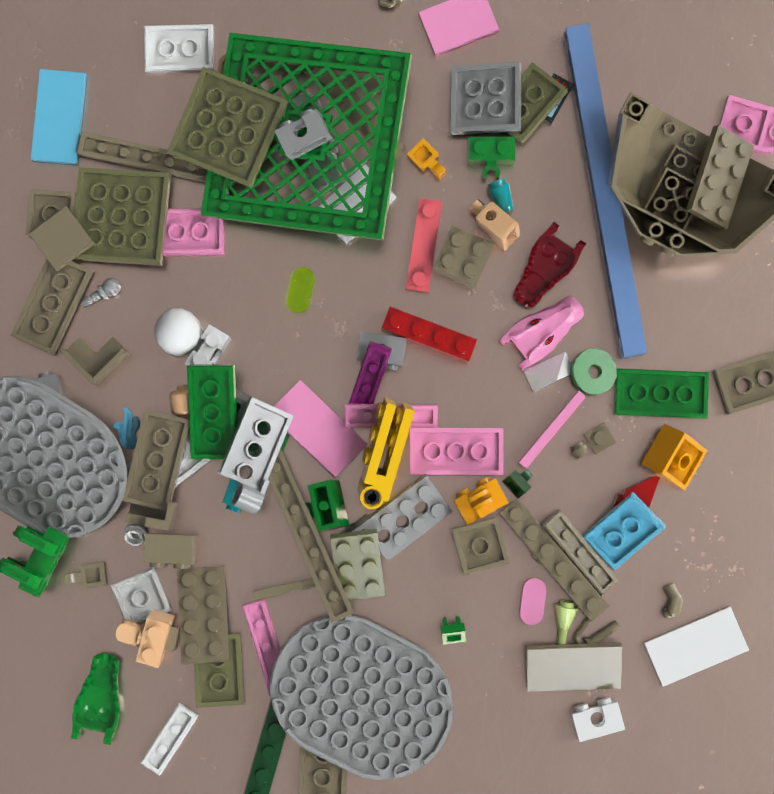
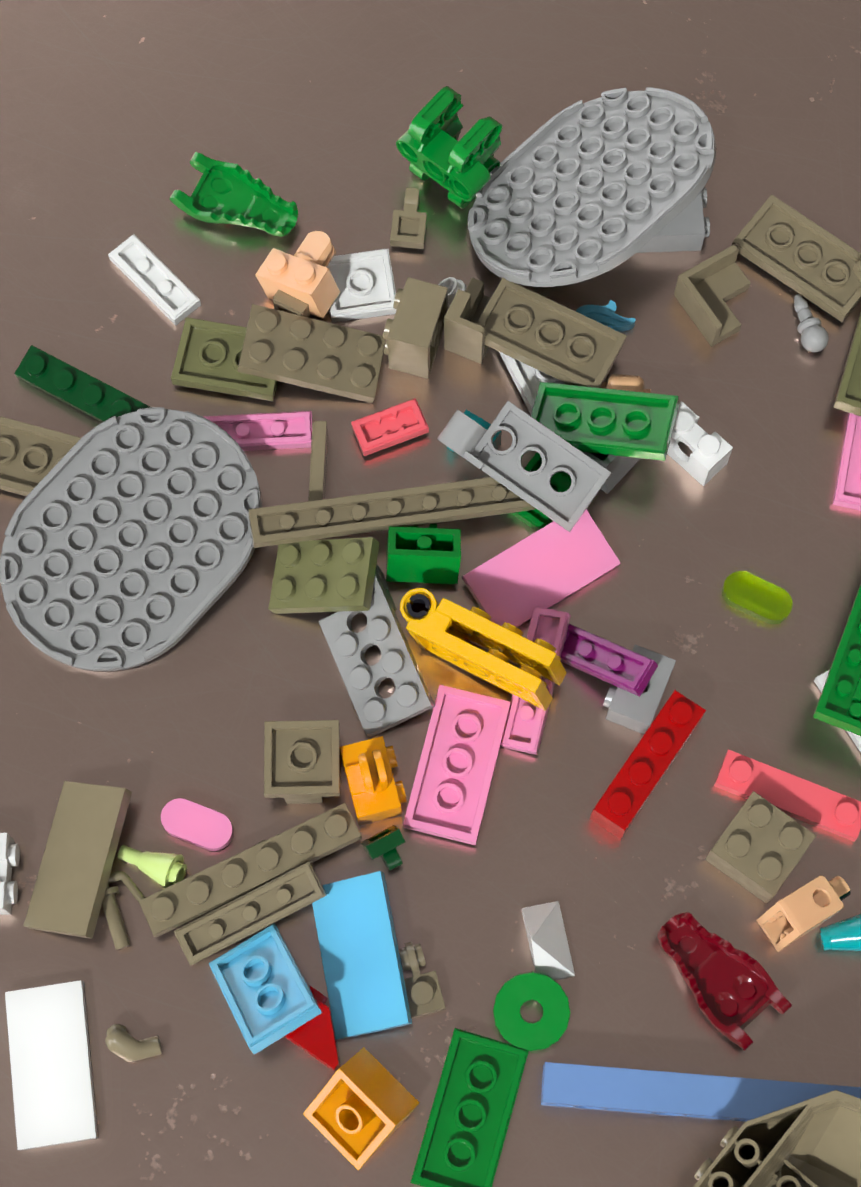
camera: 105 degrees right, 15 degrees down
(178, 332) = (731, 405): white tile -> none
(241, 550) = (390, 427): none -> coral plate
(454, 632) = (184, 691): green tile -> none
(541, 332) = (614, 942): bright pink animal -> none
(551, 430) = (454, 918): bright pink tile -> none
(588, 479) = (361, 957): none -> medium azure tile

